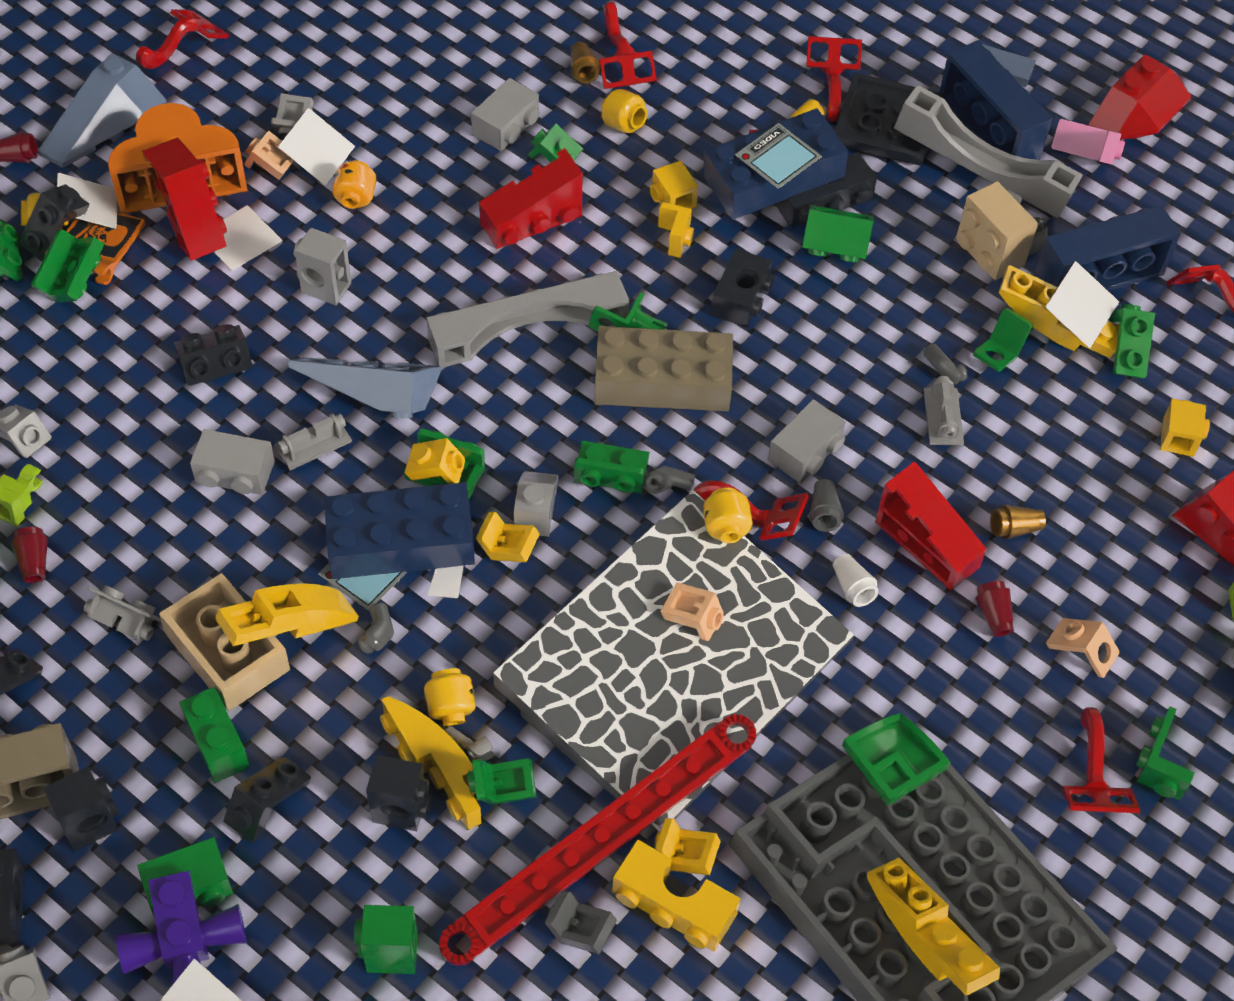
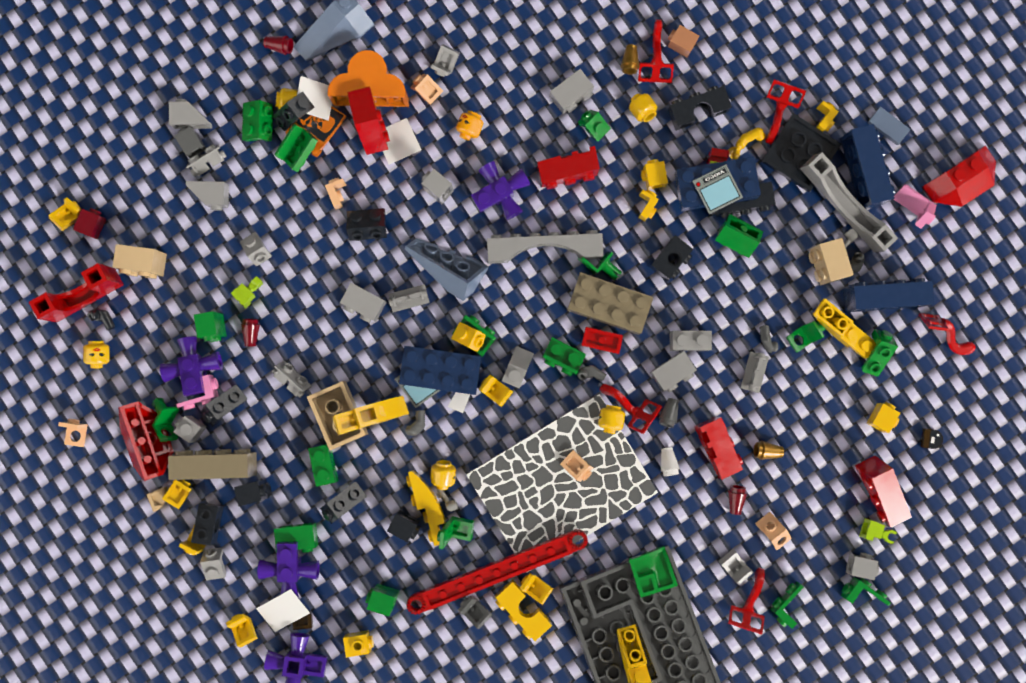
camera: 20 degrees right, 30 degrees up
(147, 318) = (336, 196): none -> light nougat bracket
(316, 146) = (454, 88): white sticker -> none
(430, 254) = (500, 190): none -> dark purple brick
(654, 25) = (682, 40): none -> nougat brick
(669, 426) = (602, 340): none -> red plate
(690, 103) = (714, 101): none -> black arch
(827, 383) = (690, 340): none -> light grey brick
(905, 63) = (830, 112): none -> yellow bracket
(1040, 715) = (735, 567): none -> light grey bracket
(1082, 304) = (857, 332): white sticker -> none

